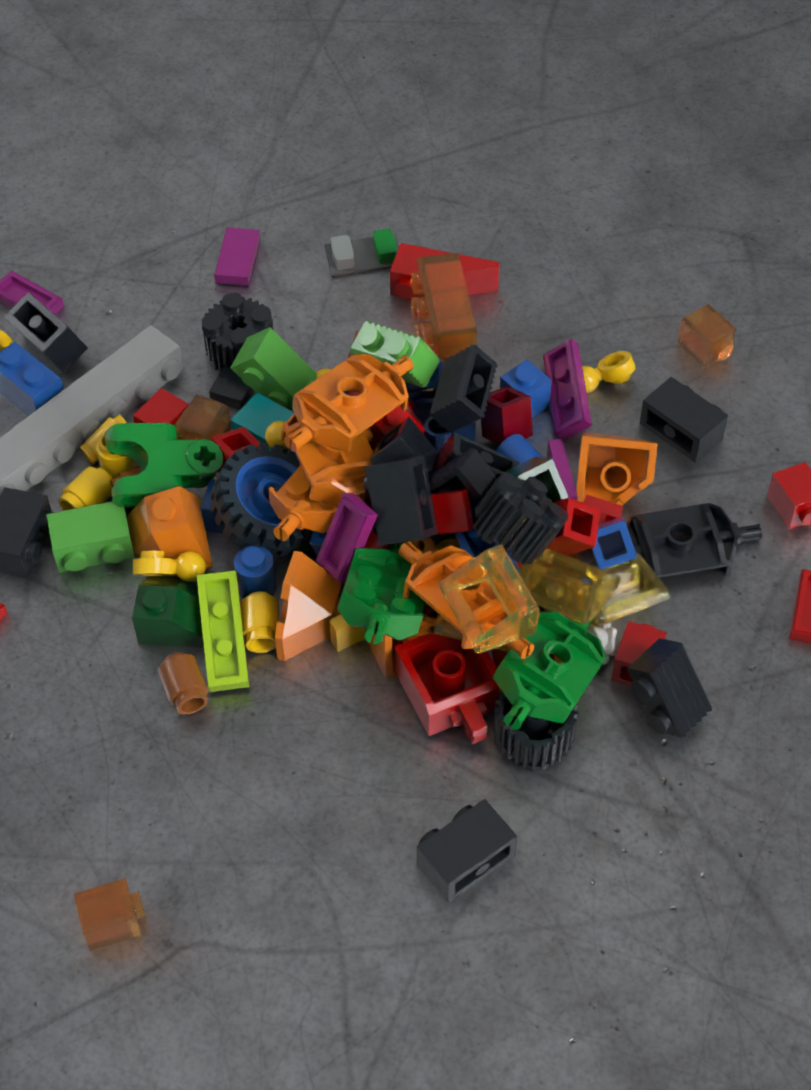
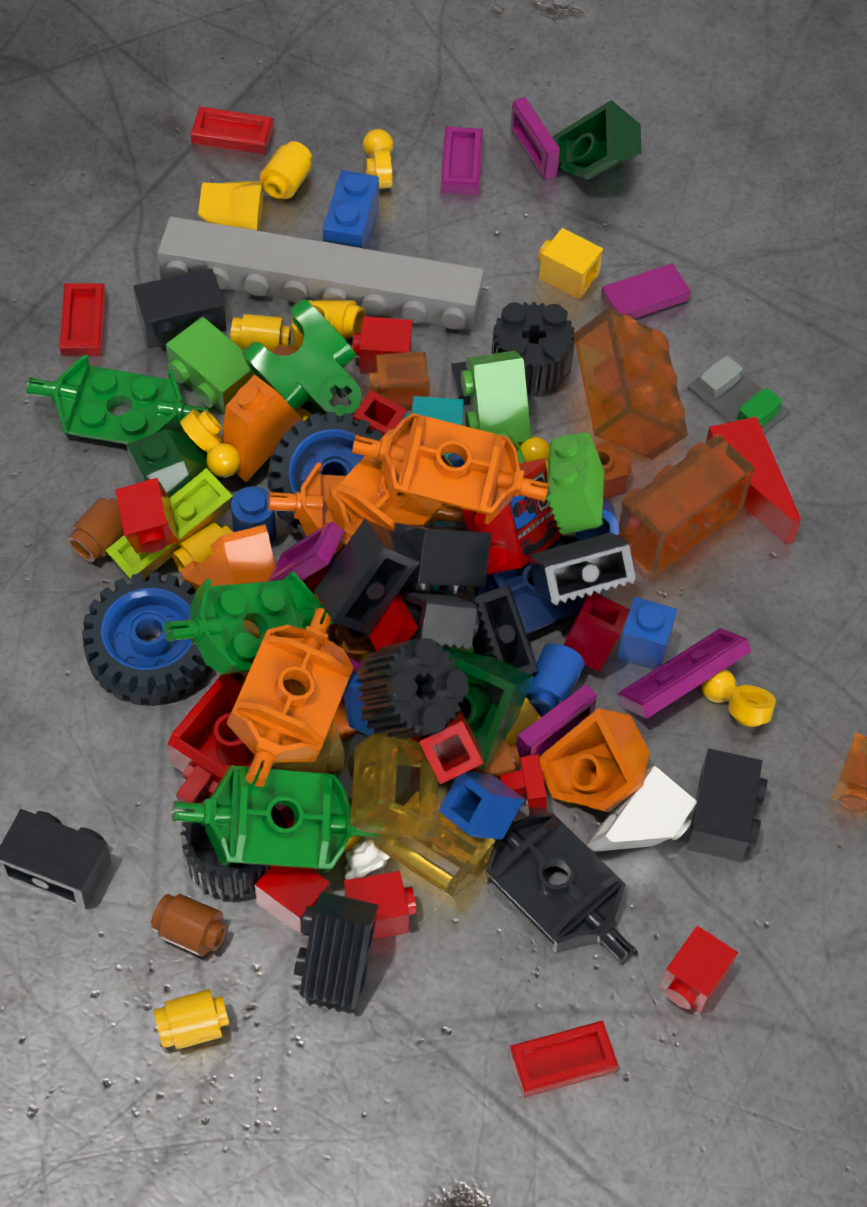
camera: 55 degrees right, 5 degrees up
(46, 332) = (417, 195): black brick -> none
(50, 244) = (534, 138): none -> magenta tile
(90, 213) = (599, 142): none -> dark green slope
(90, 593) = (89, 392): none -> green plate
(179, 280) = (569, 263): none -> yellow brick
(213, 633) = (146, 516): none -> red brick
(314, 721) = (116, 644): none -> wheel
(321, 291) = (630, 384): none -> clear orange brick
(510, 591) = (287, 725): clear yellow tile -> none
(579, 783) = (189, 924): none -> dark orange brick
(602, 703) = (288, 891): none -> red brick
(661, 818) = (191, 1019): none -> yellow brick
(673, 464) = (647, 816): none -> white slope

